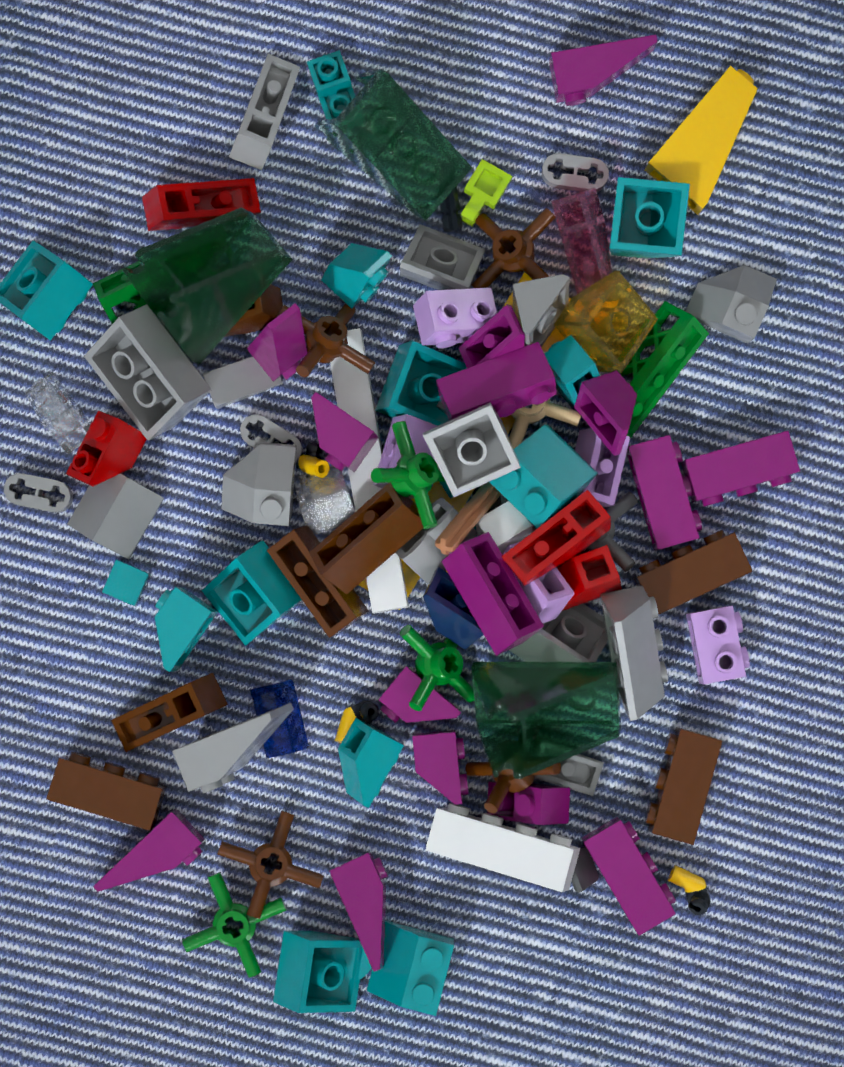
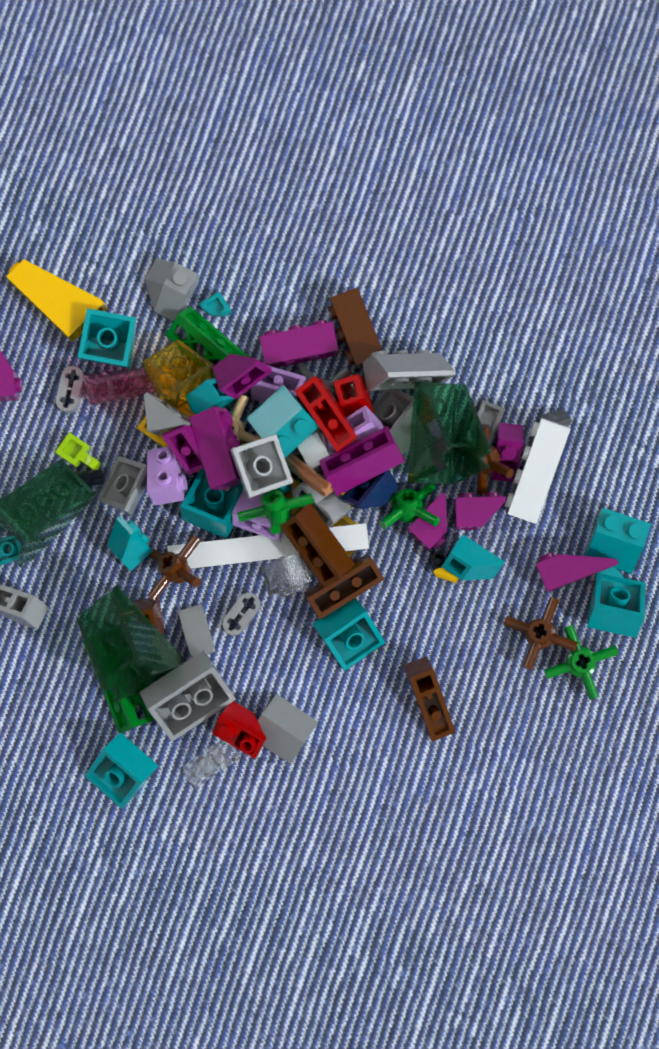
camera: 85 degrees left, 5 degrees down
(40, 484) = (260, 781): light grey beam -> none
(107, 790) = (482, 745): reddish brown brick -> none
(126, 583) = (335, 724): teal tile -> none
(159, 851) = (526, 711): magenta slope -> none
(180, 625) = (368, 683): teal slope -> none
(197, 202) = (68, 653): red slope -> none
(216, 757) = (461, 663): light grey slope -> none
(262, 485) = (273, 621): light grey slope -> none
(280, 344) = (175, 599): magenta slope -> none
(291, 734) = (438, 622): clear blue slope -> none
(313, 461) = (260, 584): yellow arm -> none
(341, 435) = (242, 561): magenta slope -> none
(506, 242) = (115, 438): reddish brown bar -> none
(630, 875) = (561, 386): magenta brick -> none
(683, 785) = (501, 345): reddish brown brick -> none
(695, 889) = (571, 344): arm -> none
(712, 370) = (216, 306): none -> teal tile
(717, 644) = (406, 316): lavender brick -> none
(741, 468) = (286, 290): magenta brick -> none

